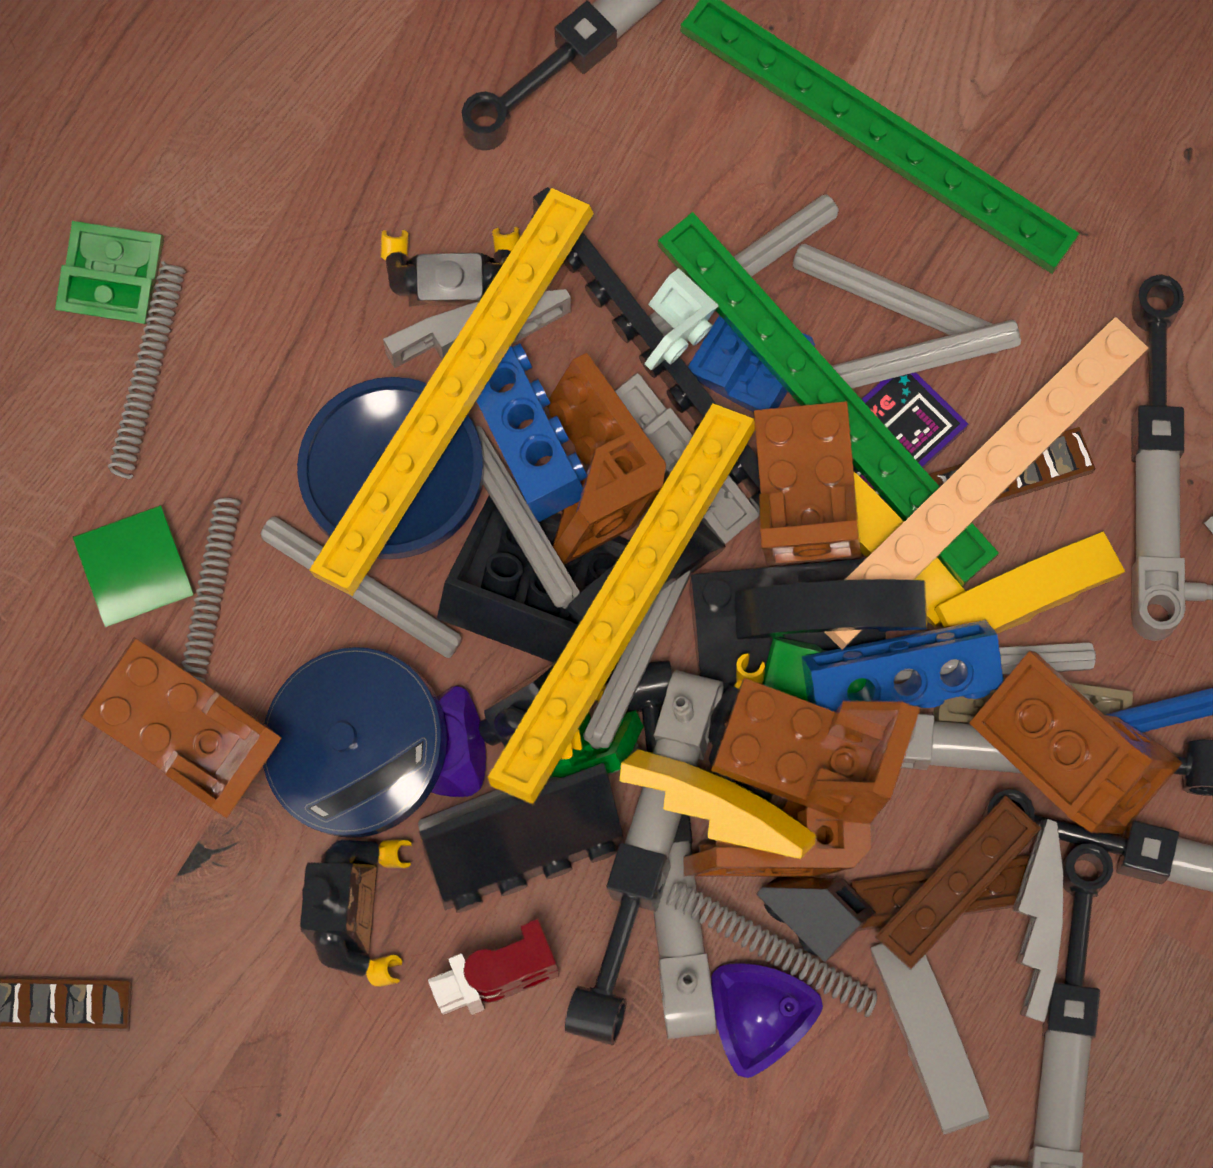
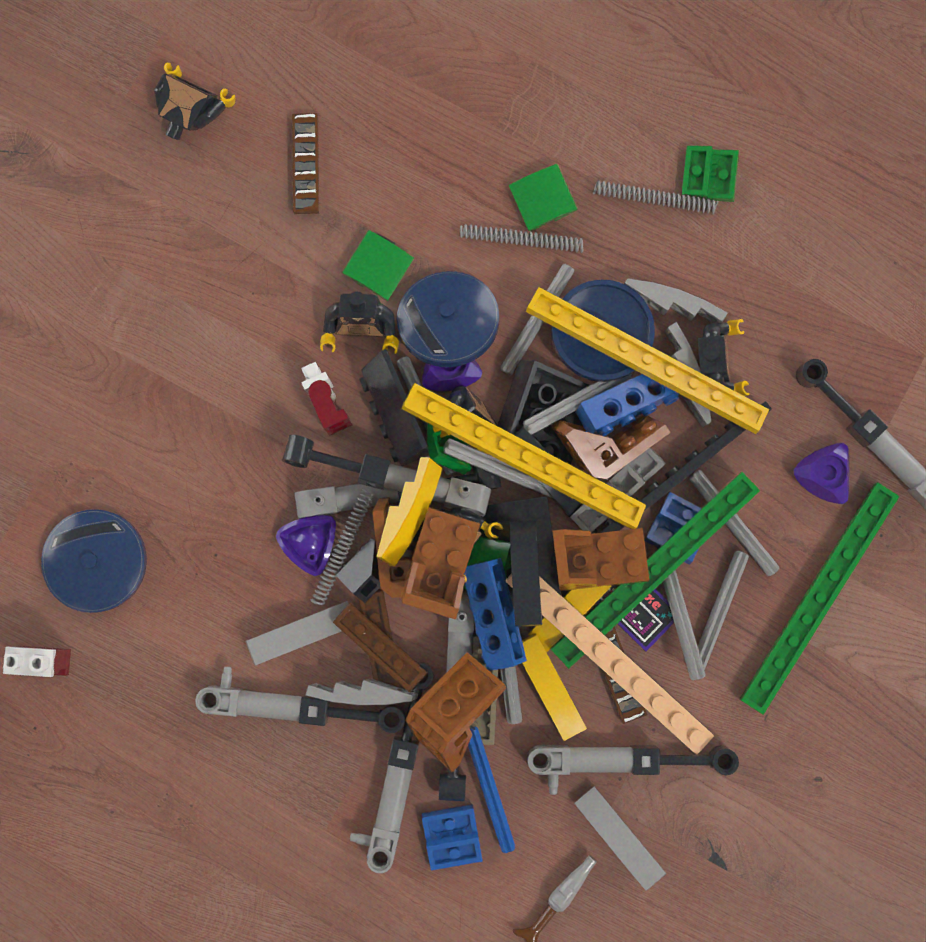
camera: 90 degrees right, 10 degrees up
(181, 727) = (452, 229): dark orange bracket -> none
(241, 872) = (377, 265): none -> green slope
(337, 357) = (664, 297): none -> light grey slope
(661, 108) = (826, 473): none -> dark purple hat
(686, 310) = (701, 490): light aqua bracket -> none

